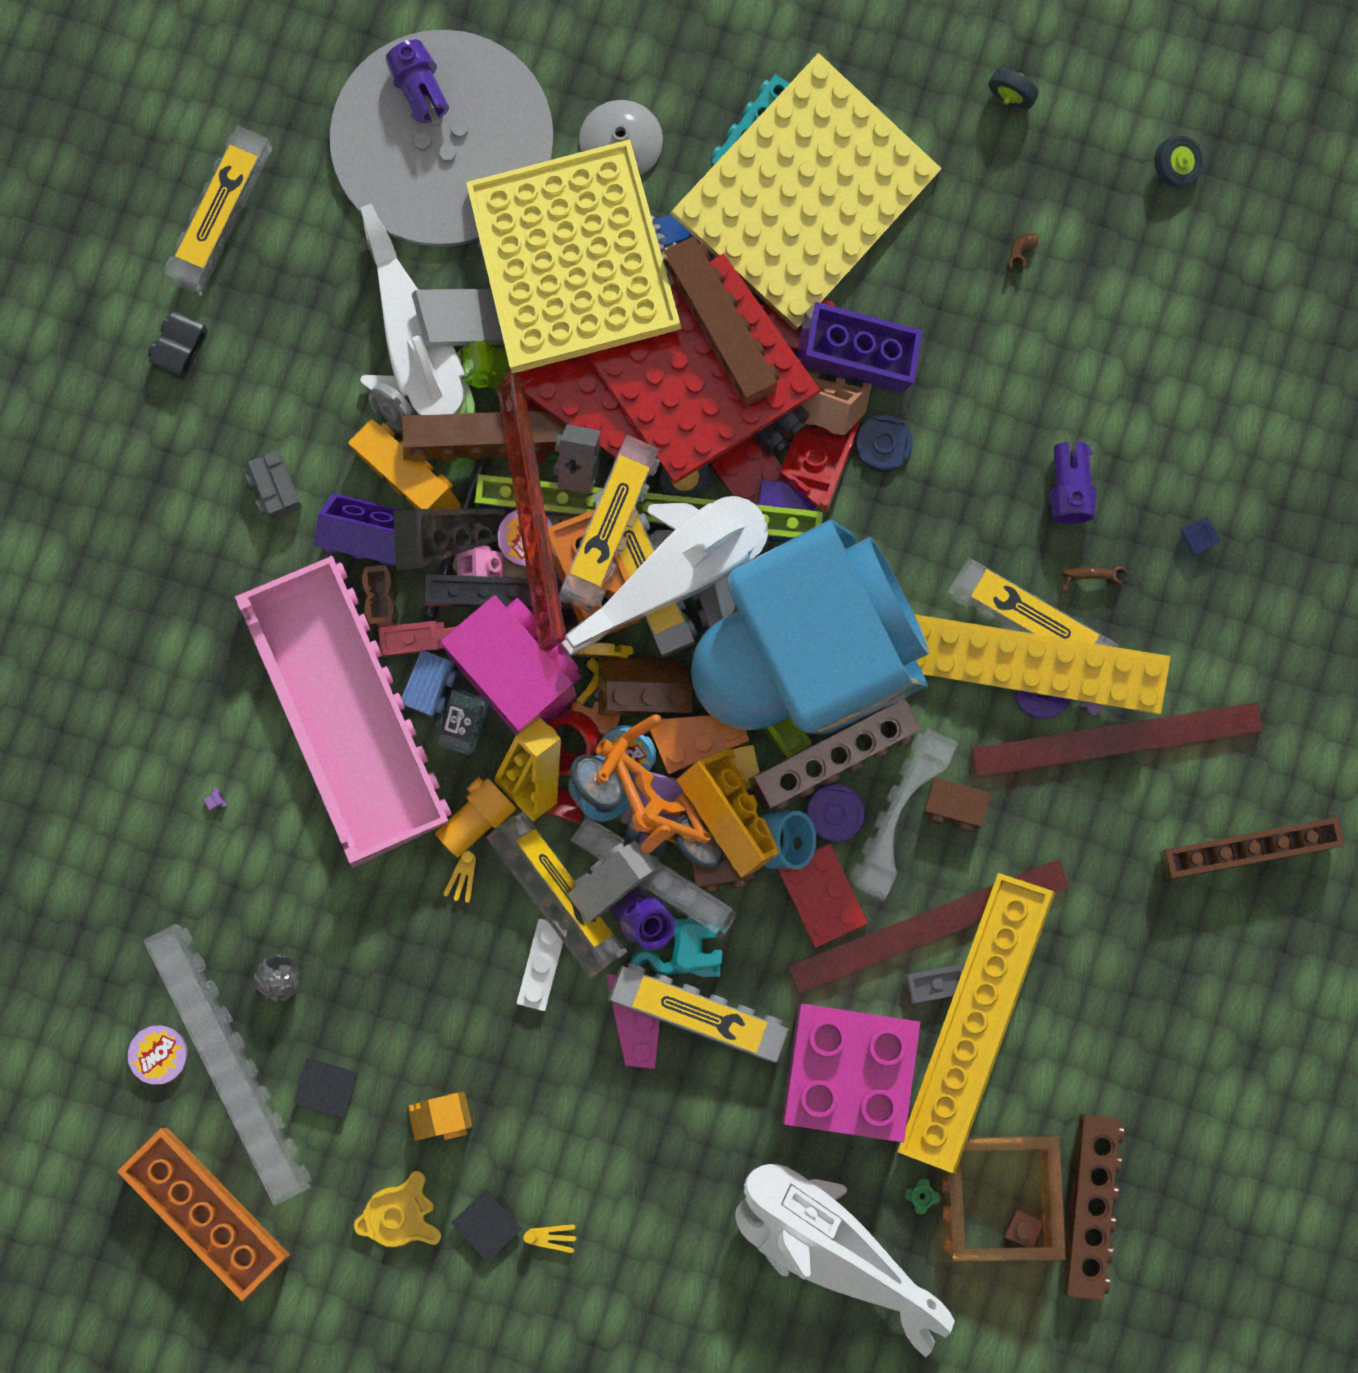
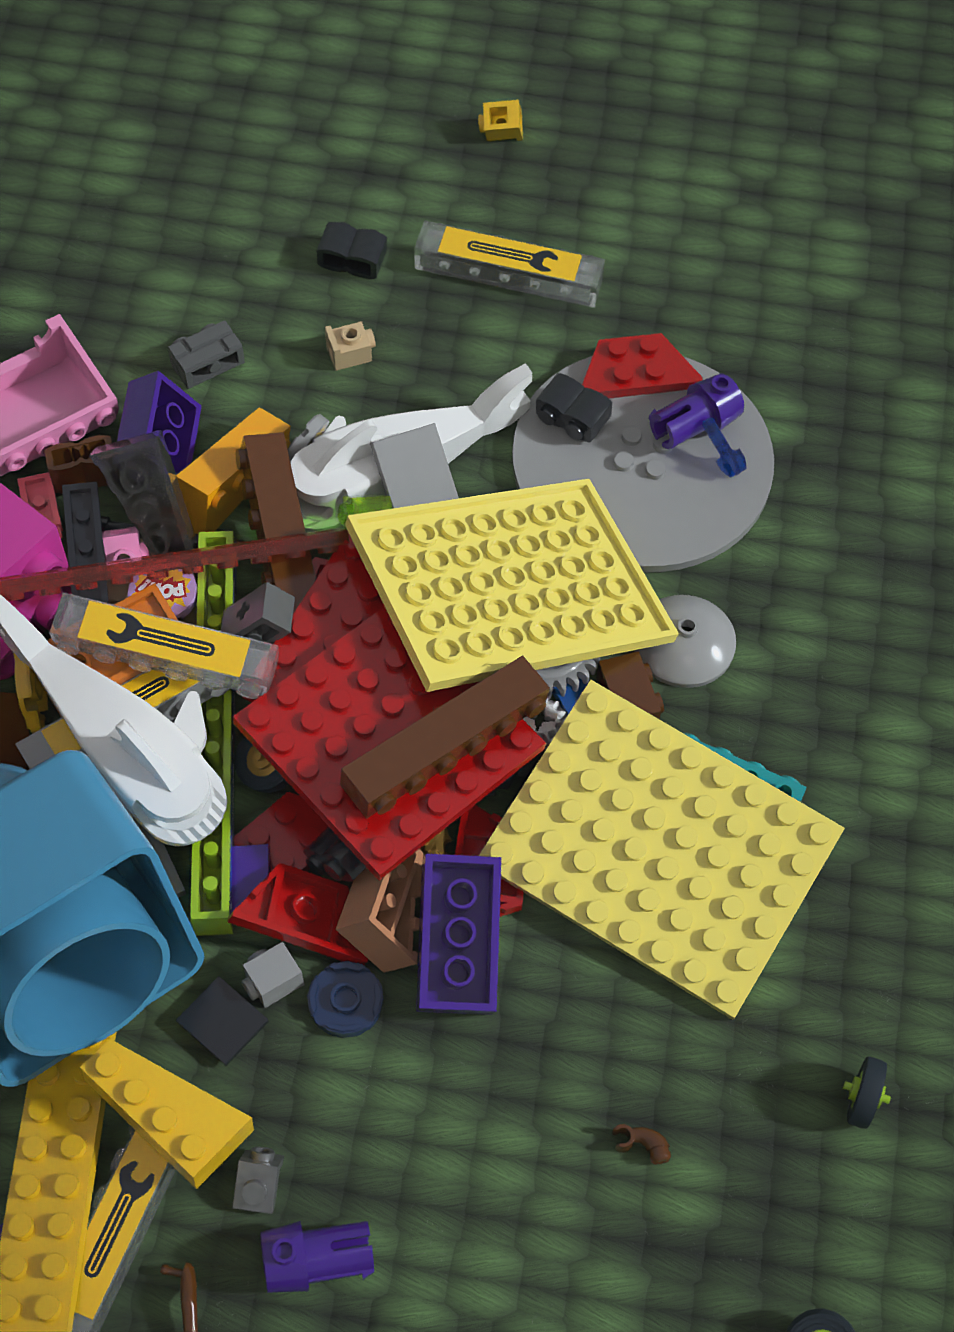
camera: 80 degrees right, 20 degrees down
(54, 180) = (503, 112): none -> yellow brick
(286, 370) = (349, 345): none -> tan brick
(353, 123) = (638, 367): none -> red wing
(392, 182) = (573, 407): none -> black brick
(463, 68) = (731, 461): none -> clear blue bar
(667, 188) = (632, 681): none -> reddish brown brick
(861, 492) = (271, 975): none -> light grey brick
(891, 530) = (222, 1021): none -> black piece
(973, 562) = (171, 1114): none -> yellow wedge
(1011, 518) = (257, 1180): none -> flat silver bracket

